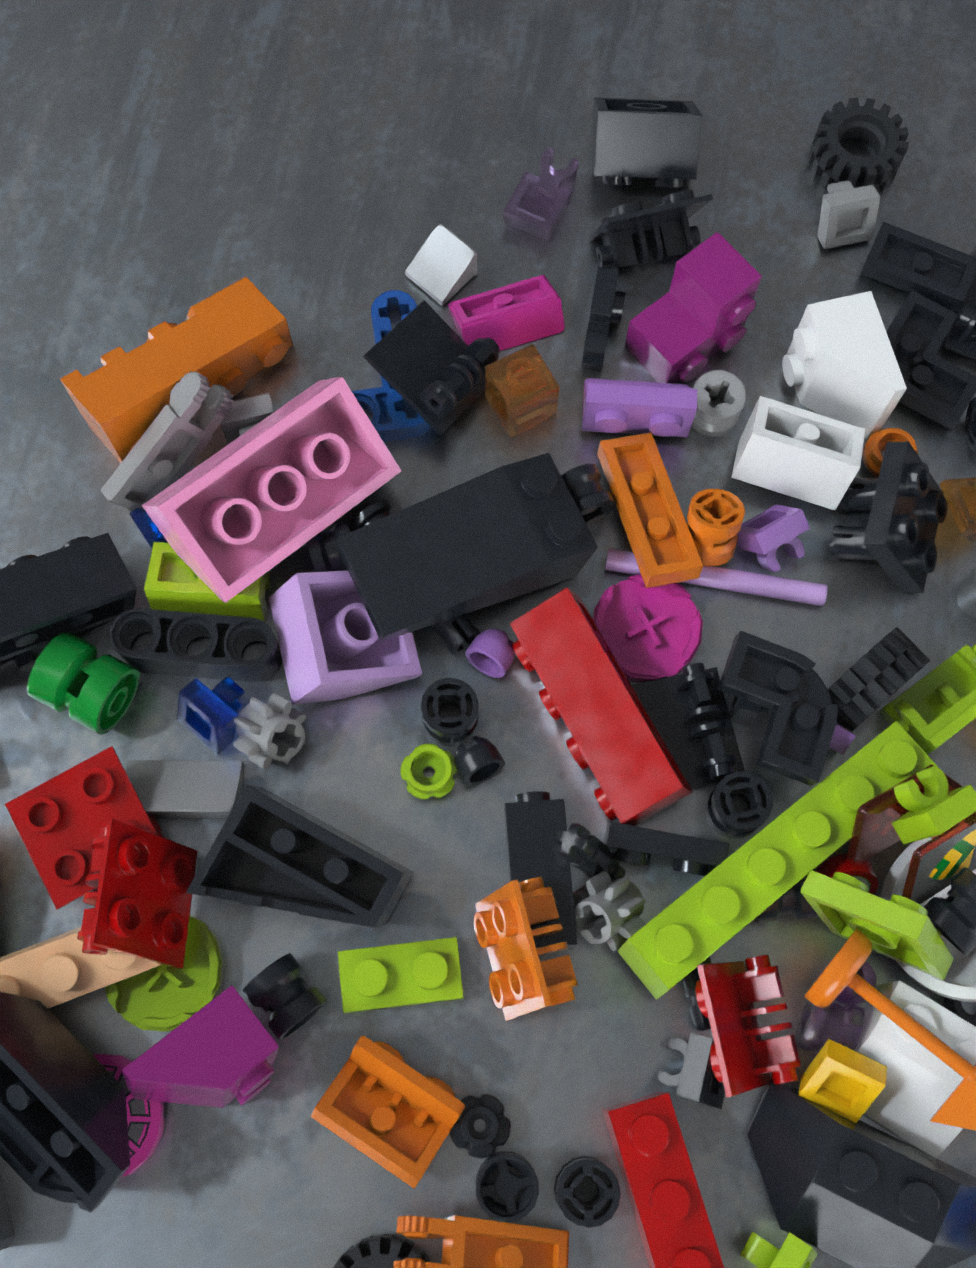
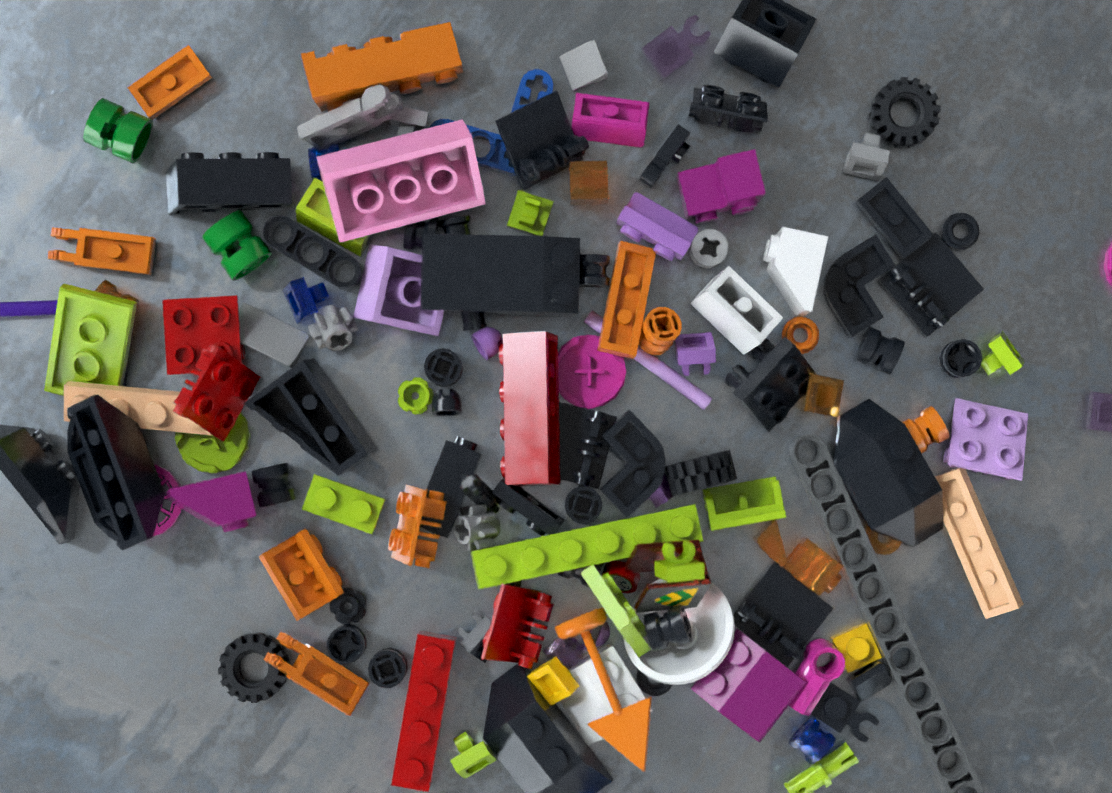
camera: 25 degrees right, 15 degrees up
(462, 460) = (530, 213): none -> lime tile

